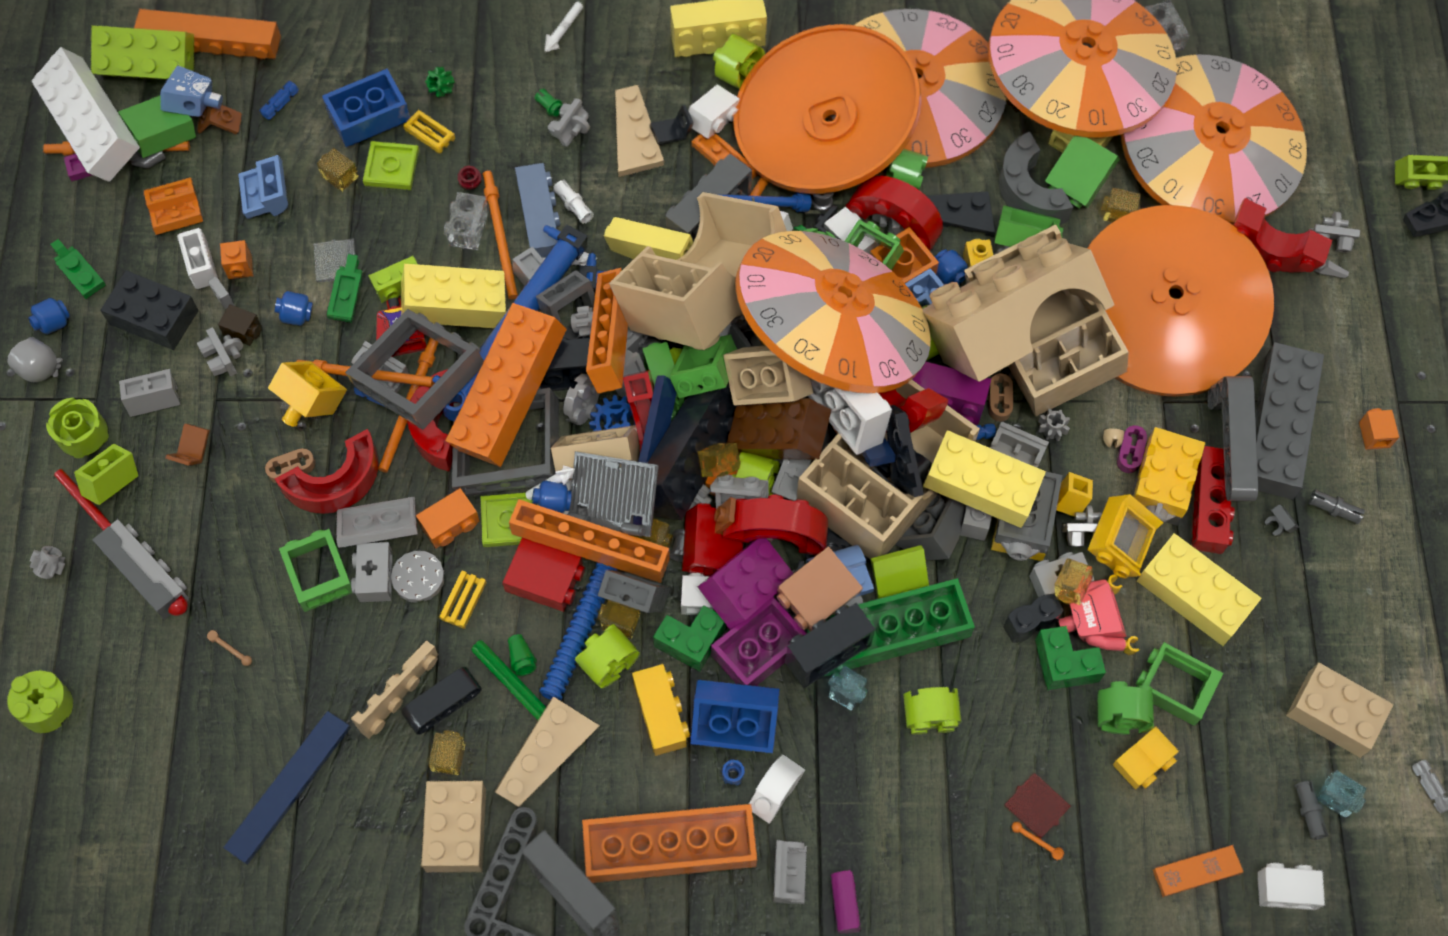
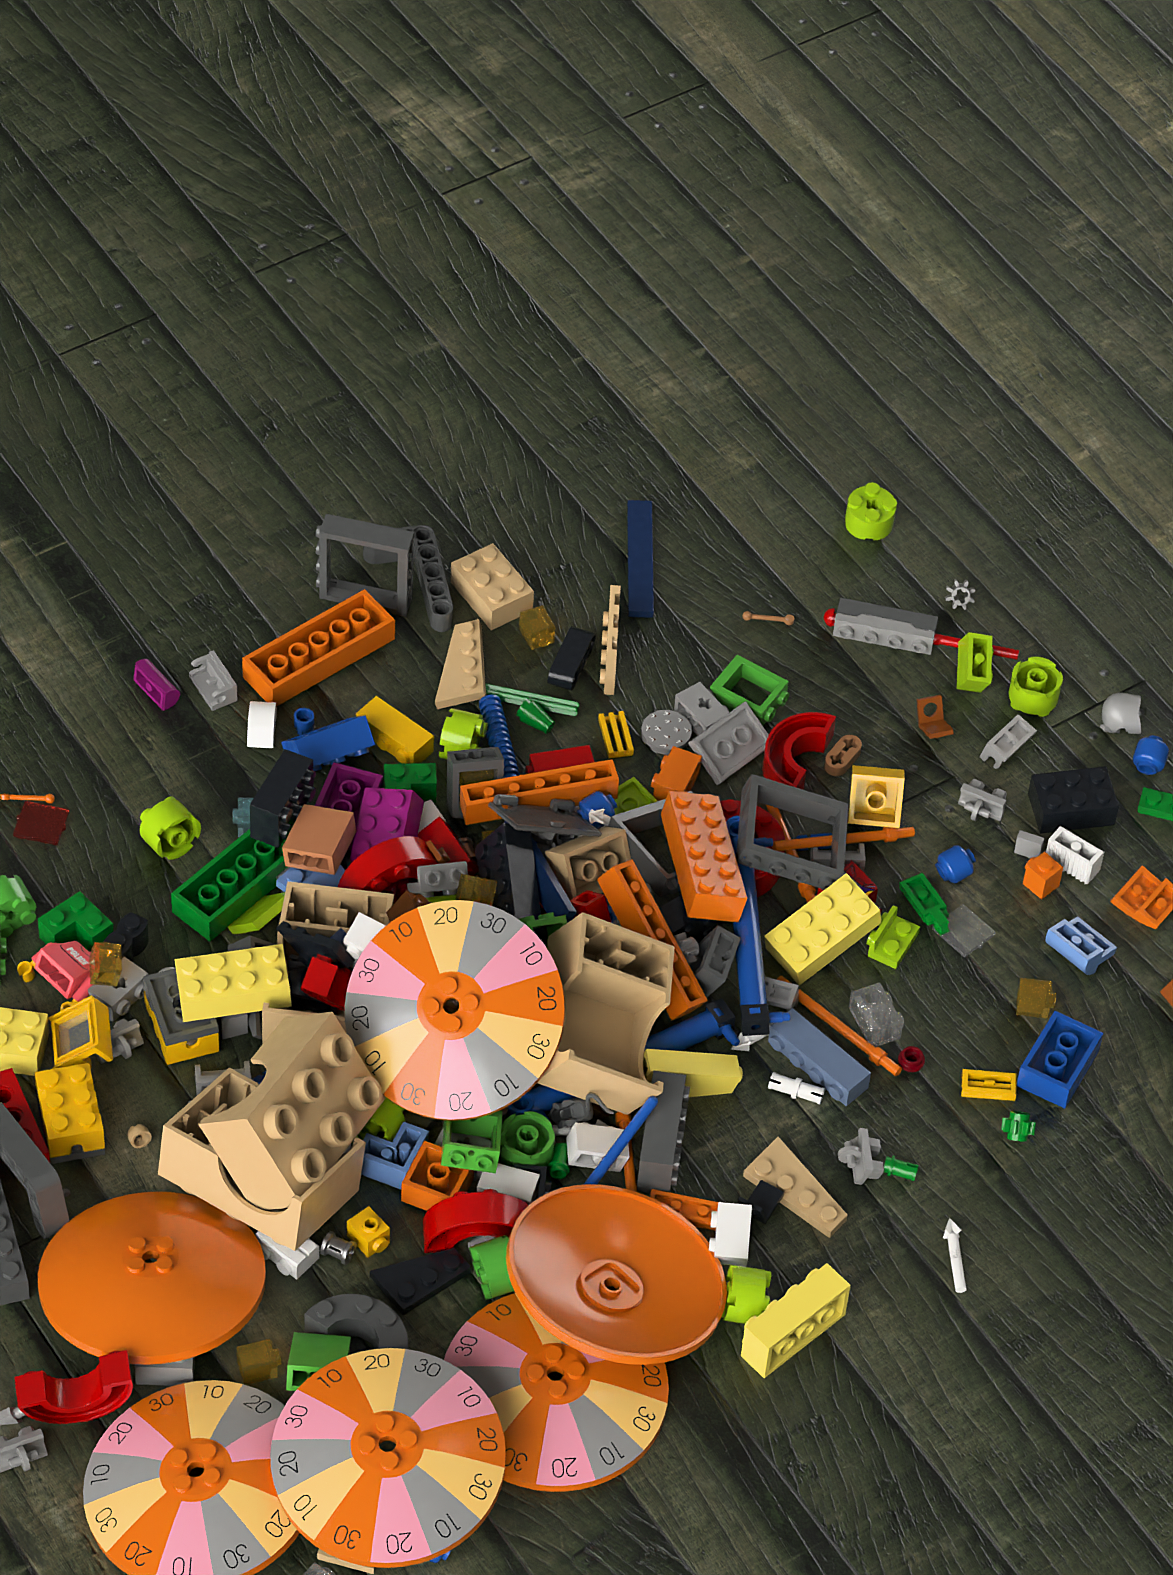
camera: 145 degrees right, 15 degrees down
(240, 324) = (987, 829): dark brown brick -> none
(279, 100) = (1152, 1037): blue axle -> none
(390, 165) = (994, 1035): lime tile -> none
(950, 267) = (393, 1209): blue head -> none
(1019, 225) = (362, 1261): bright green window -> none
(1074, 494) = (147, 1054): yellow brick -> none
(1137, 450) = (120, 1135): magenta beam -> none

